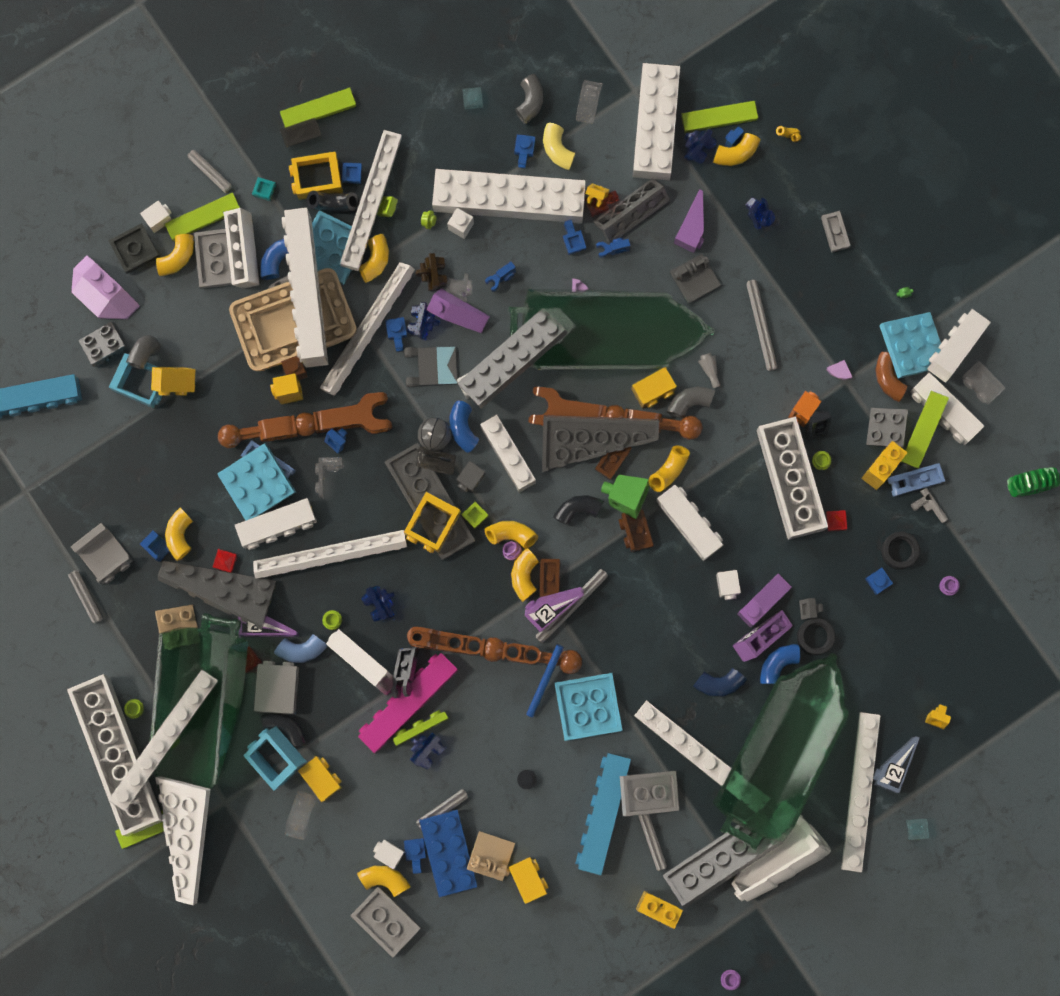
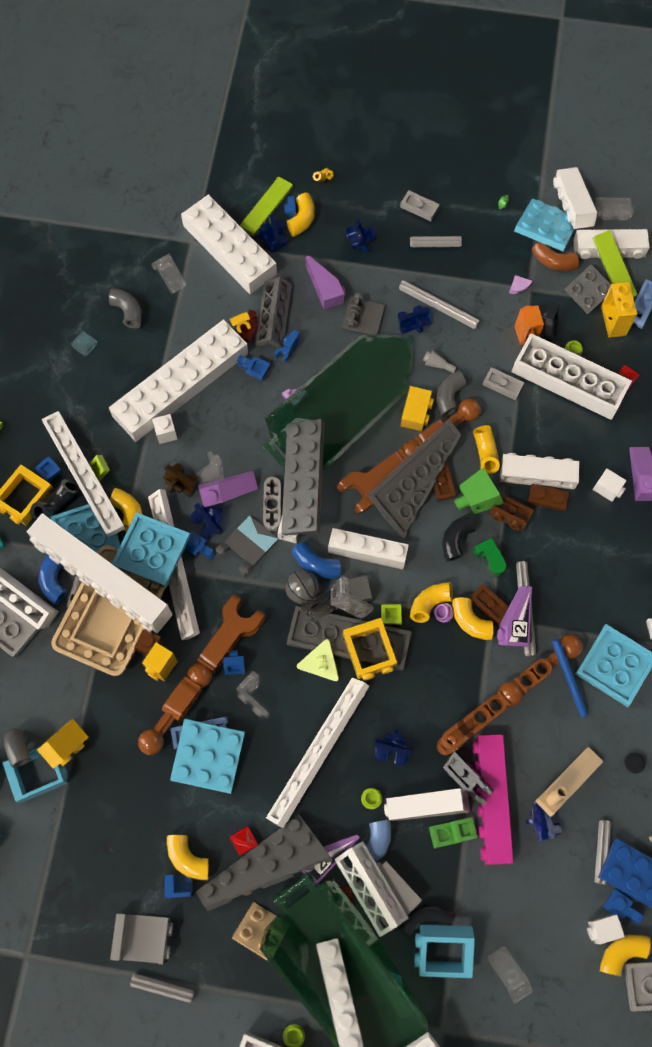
camera: 50 degrees left, 10 degrees down
(271, 672) = (374, 886): none -> white fence
(276, 523) = (254, 771): white brick -> none
(320, 778) = (495, 929): yellow brick -> none
(358, 304) = (151, 549): none -> medium azure plate
(360, 696) = (453, 832): none -> bright green slope
(394, 498) = (320, 662): none -> yellowish green piece
(420, 727) = (522, 808): lime tile -> none
(428, 219) = (138, 448): lime plate -> none
(449, 472) = (342, 599): none -> clear bracket
(468, 743) = (569, 781): none -> tan piece
(485, 340) = (267, 491): none -> light grey beam
(505, 273) = (232, 433): blue plate -> none
(524, 147) = (156, 341): blue plate -> none
(555, 148) = (178, 321): light yellow cylinder -> none
(584, 554) = (491, 556): none -> green leg
(676, 547) = (548, 497): none -> reddish brown plate
(728, 320) = (414, 320): none -> clear blue hips
(738, 433) = (503, 383): none -> light grey plate
(816, 273) = (436, 241): none -> light grey axle

